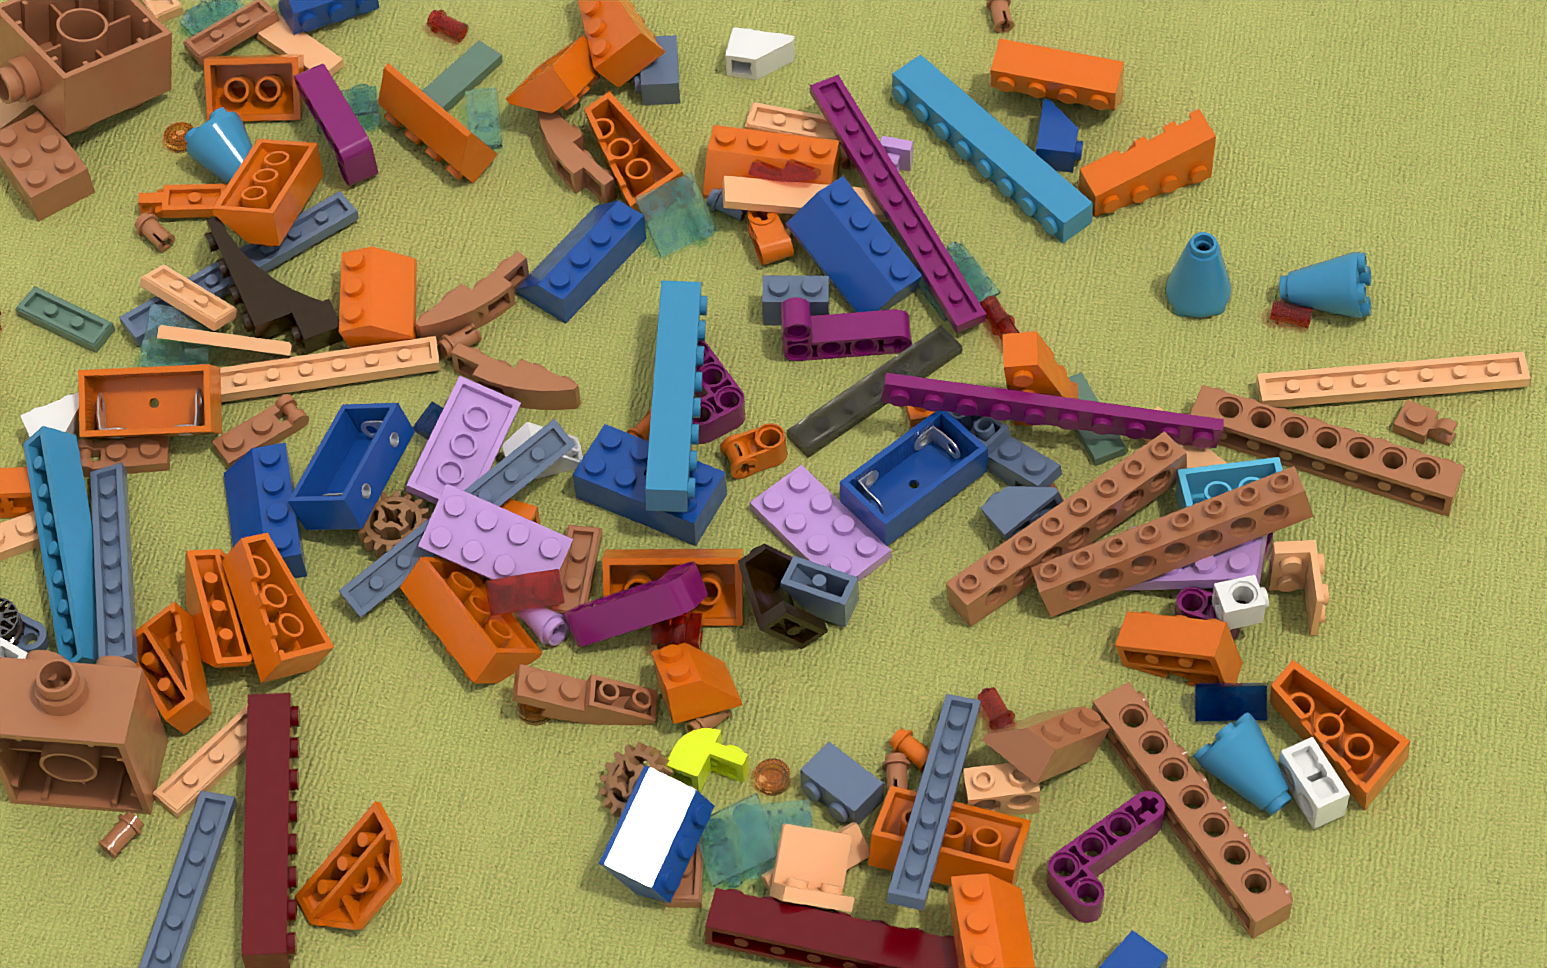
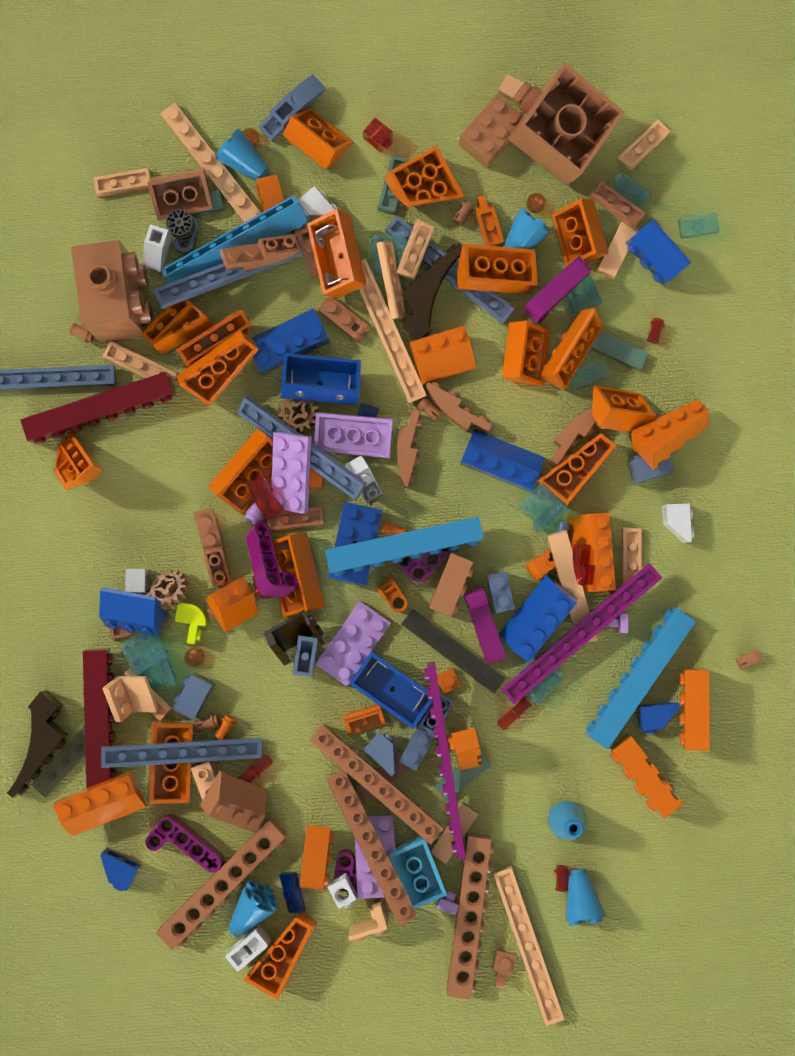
camera: 75 degrees right, 30 degrees up
(79, 262) = (423, 180): none -> orange wedge
(103, 501) = (262, 254): none -> nougat slope
(417, 194) = (525, 353): none -> orange slope
(597, 830) = (137, 580): none -> white brick
(763, 357) = (451, 585): none -> nougat brick
(954, 534) = (364, 719): none -> orange hinge
(1307, 471) = (447, 903): none -> lavender tile

